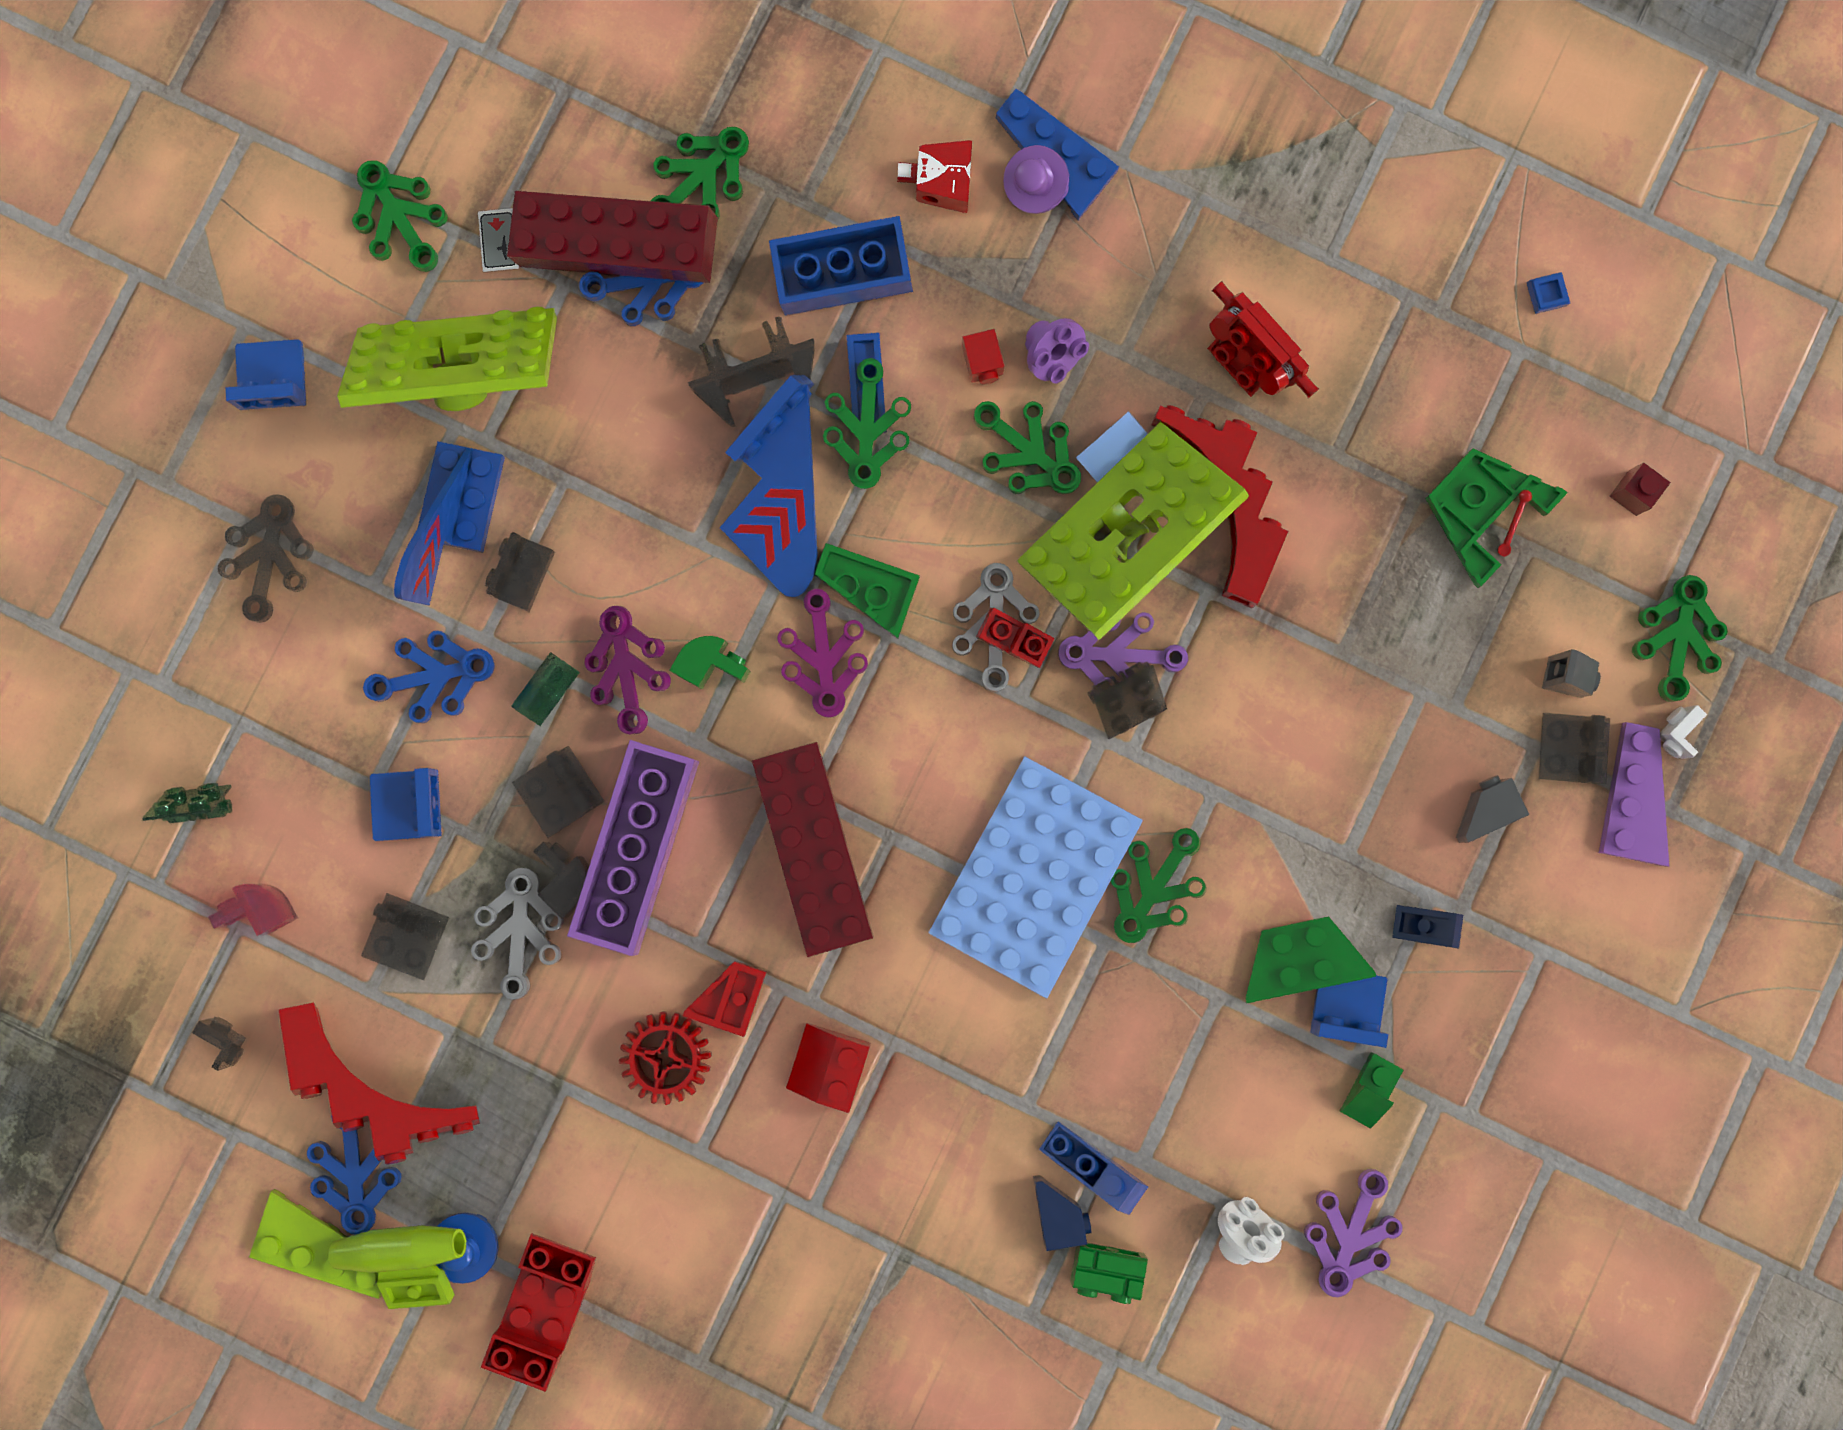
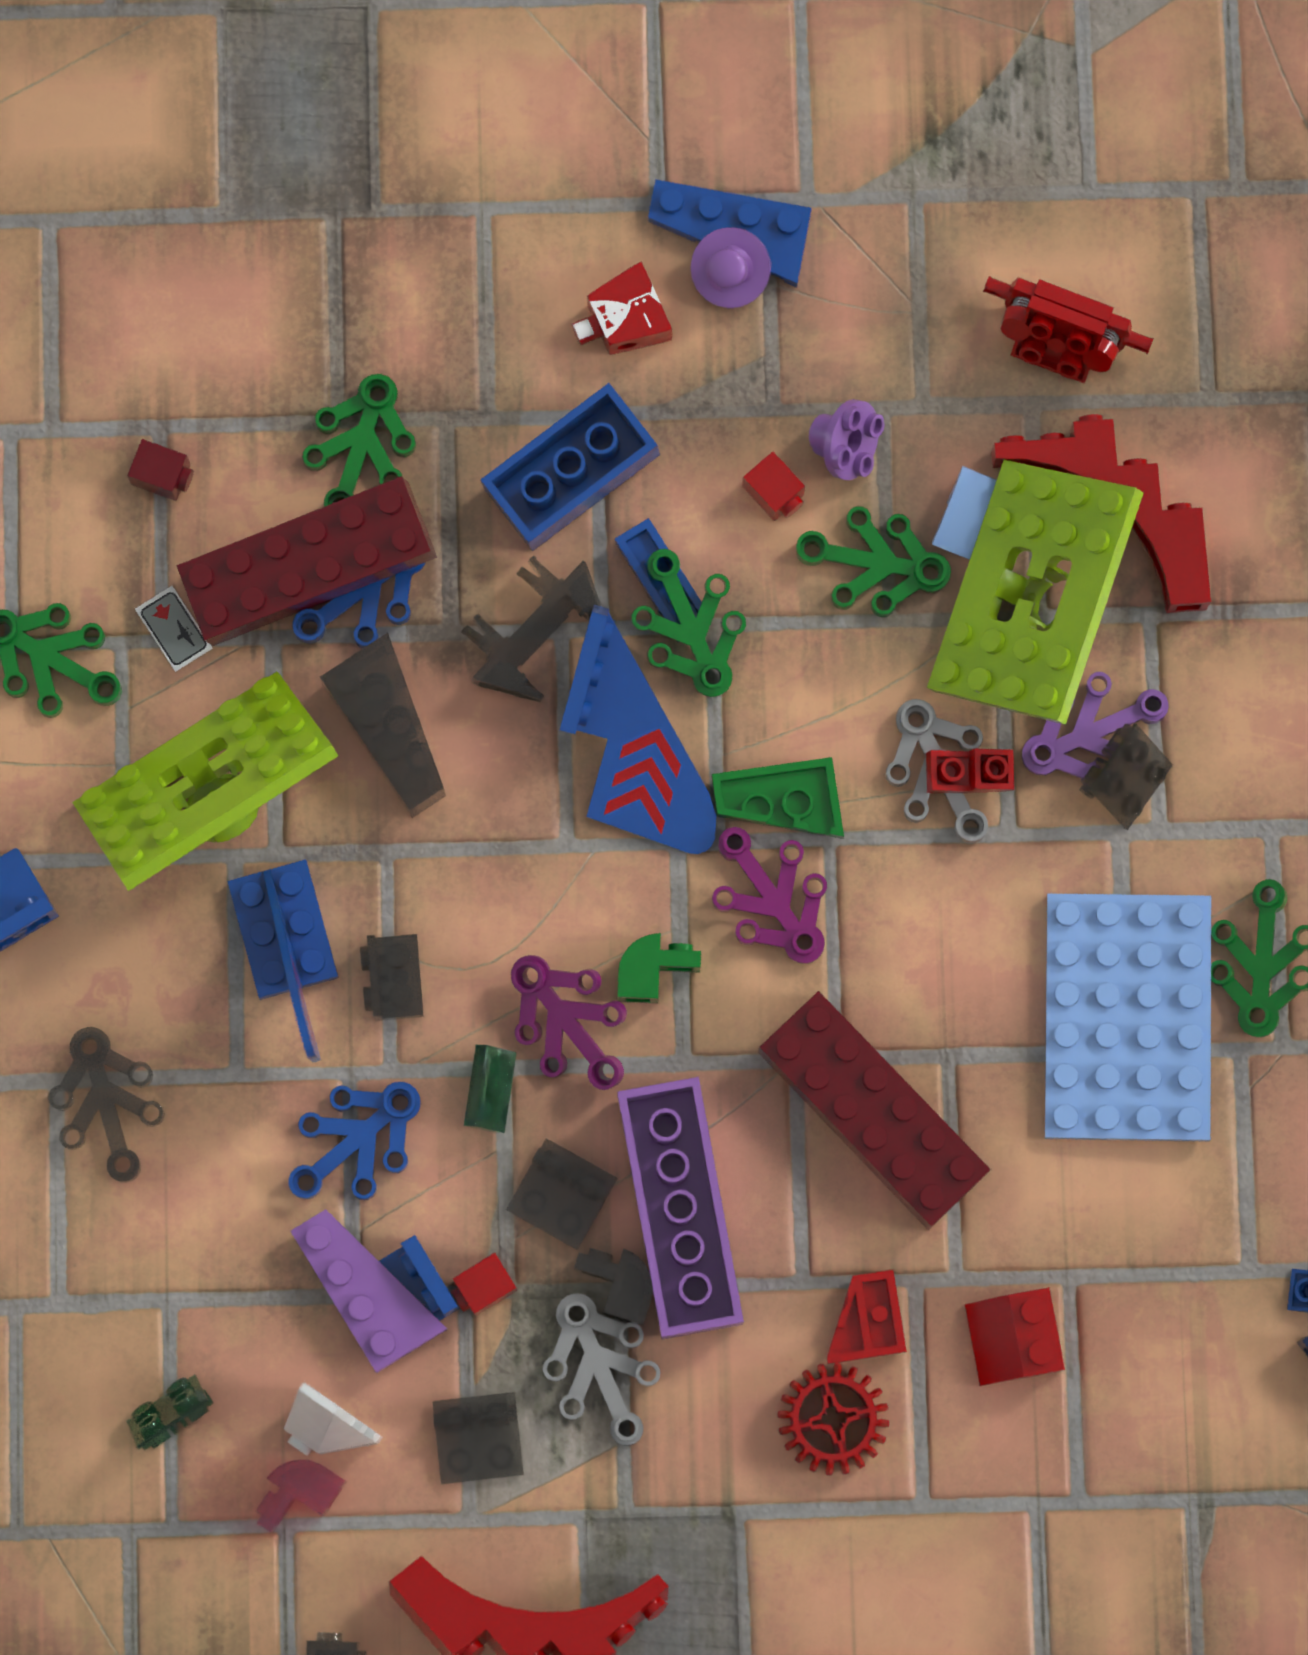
camera: 25 degrees left, 5 degrees down
(297, 869) = (324, 1426): none -> white wedge
(376, 789) = (369, 1298): none -> medium lavender wing
(465, 829) = (483, 1285): none -> red brick
(545, 118) = (160, 470): none -> dark red brick
(610, 381) = (381, 713): none -> clear smoke wedge

